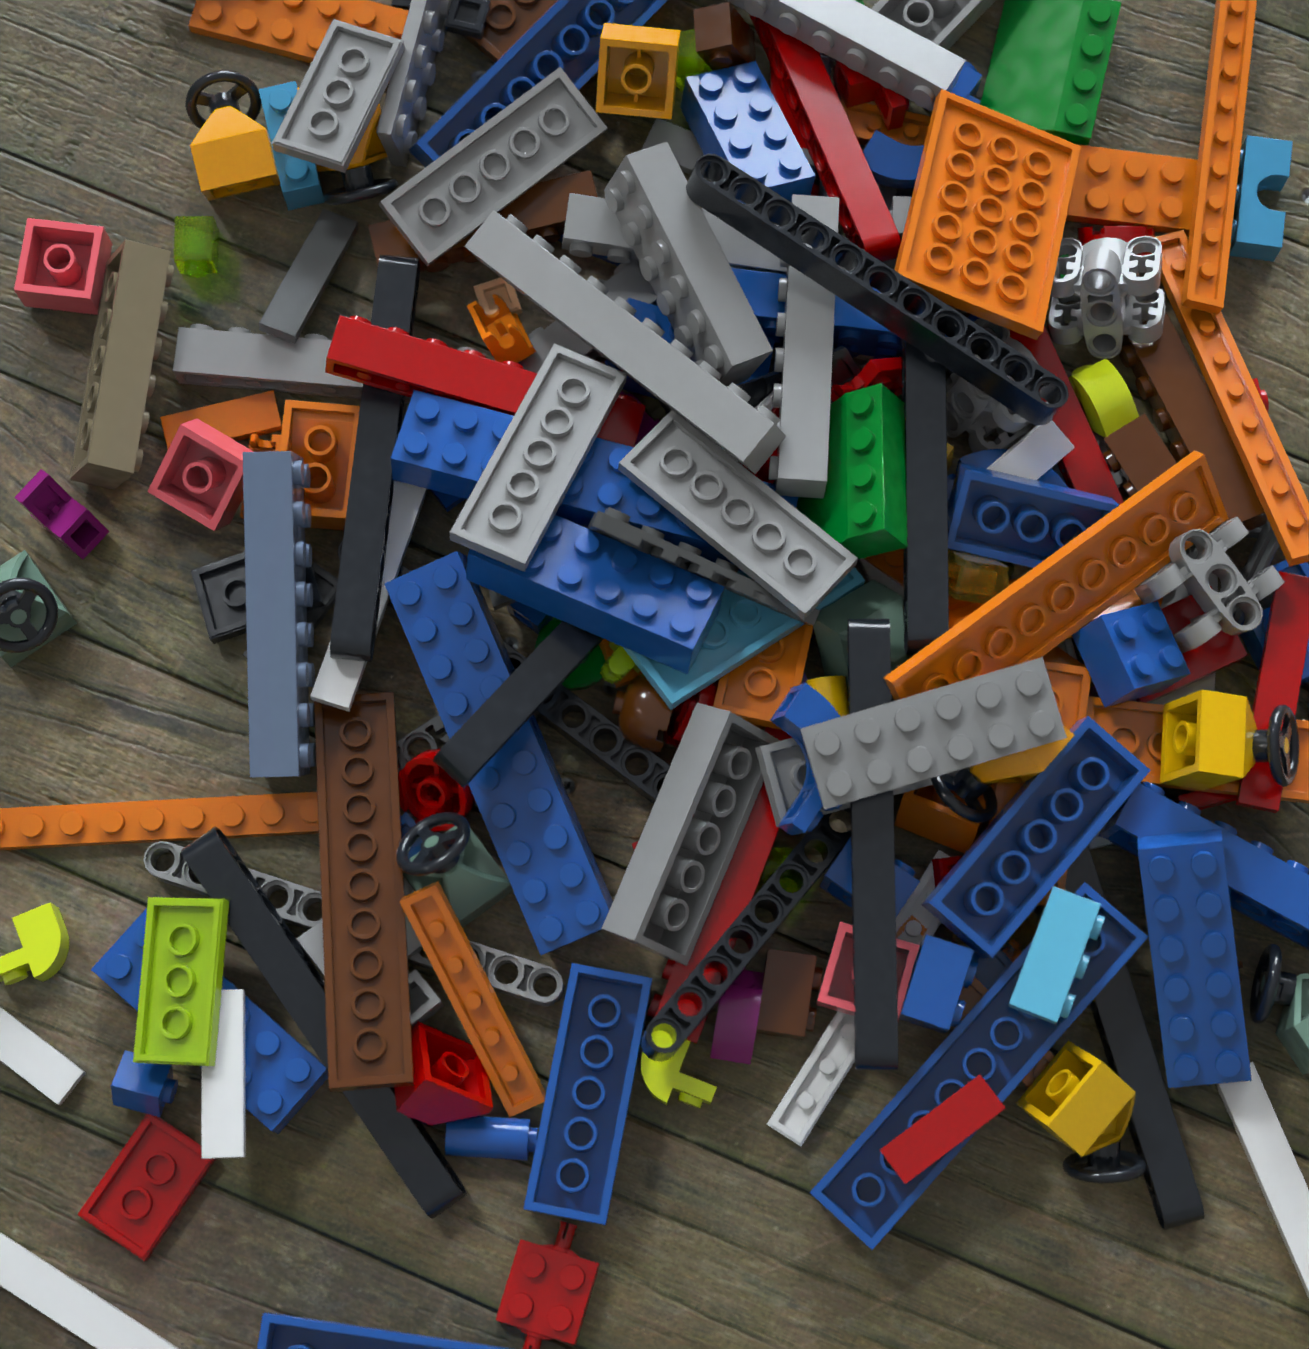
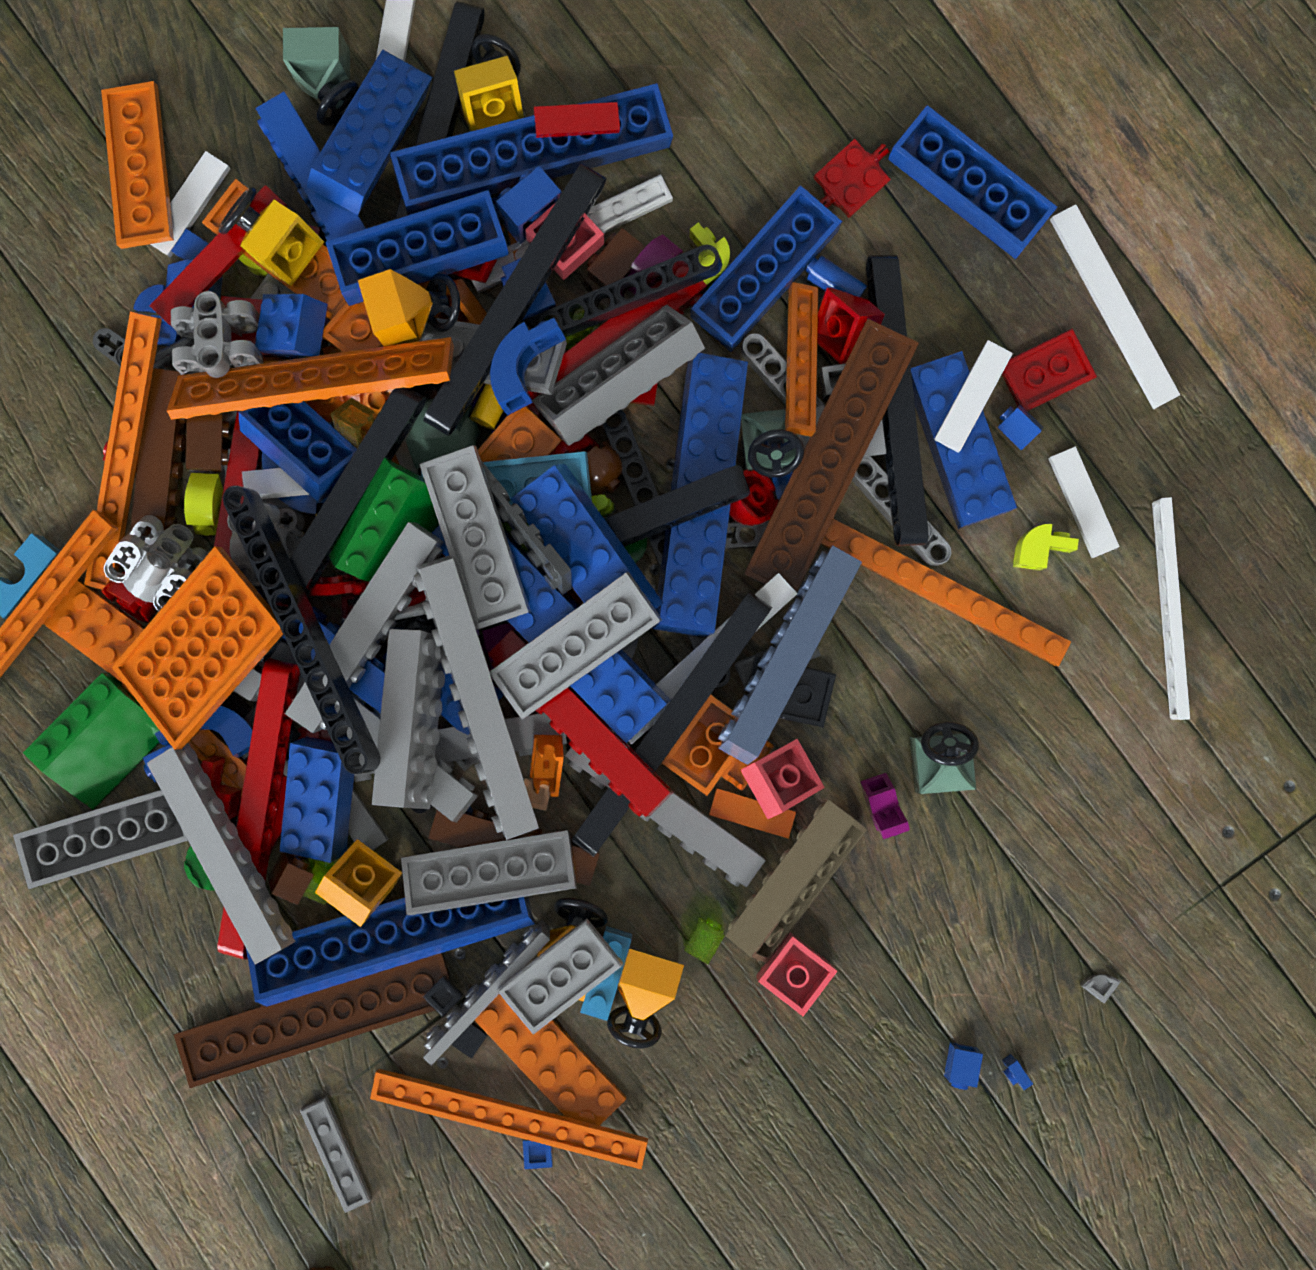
camera: 145 degrees left, 10 degrees up
(181, 981) = (969, 463): lime tile -> none
(308, 276) = (645, 875): dark grey tile -> none
(933, 733) = (441, 326): light grey plate -> none
(1056, 956) = (451, 169): medium azure brick -> none

